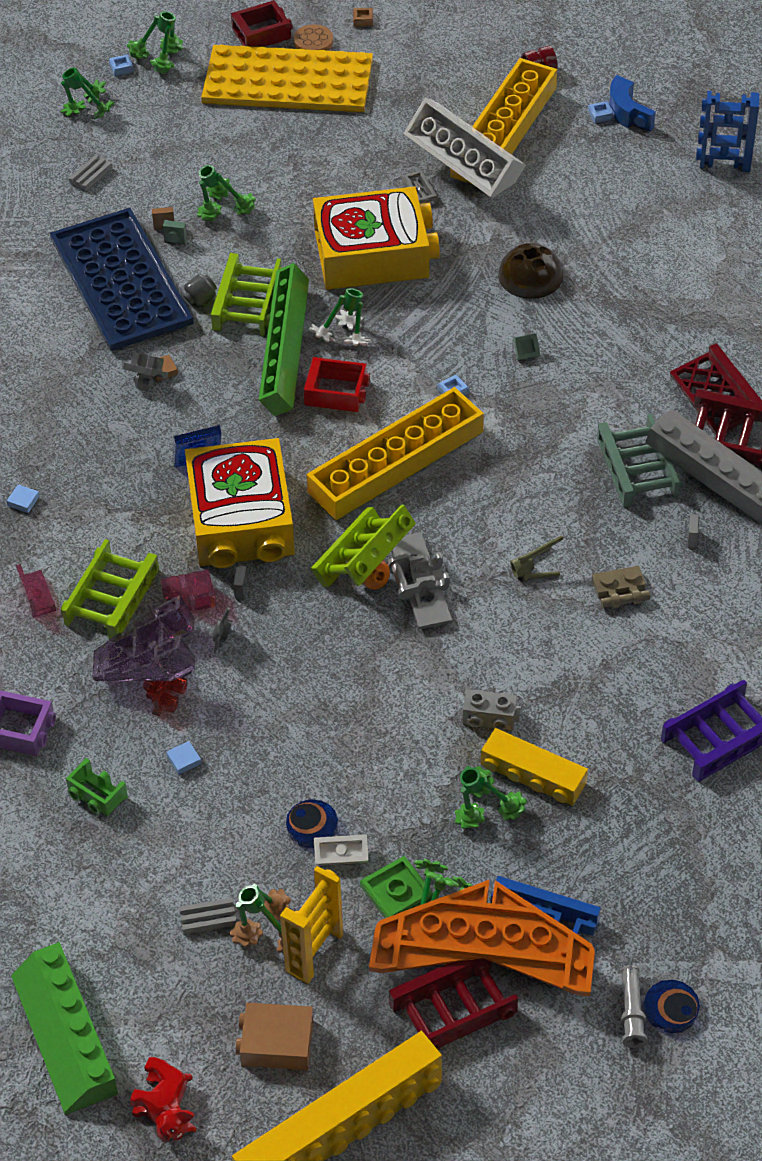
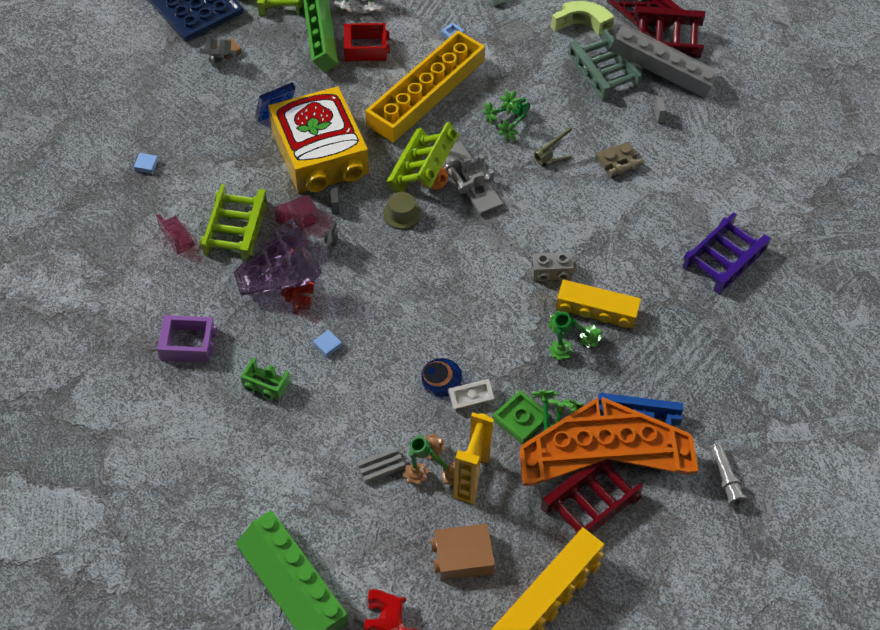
camera: 15 degrees left, 5 degrees up
(321, 609) = (402, 211): none -> olive piece
(509, 499) = (518, 107): none -> bright green plant
(630, 387) = (583, 13): none -> yellowish green arch
(671, 1006) = (755, 468): tile -> none

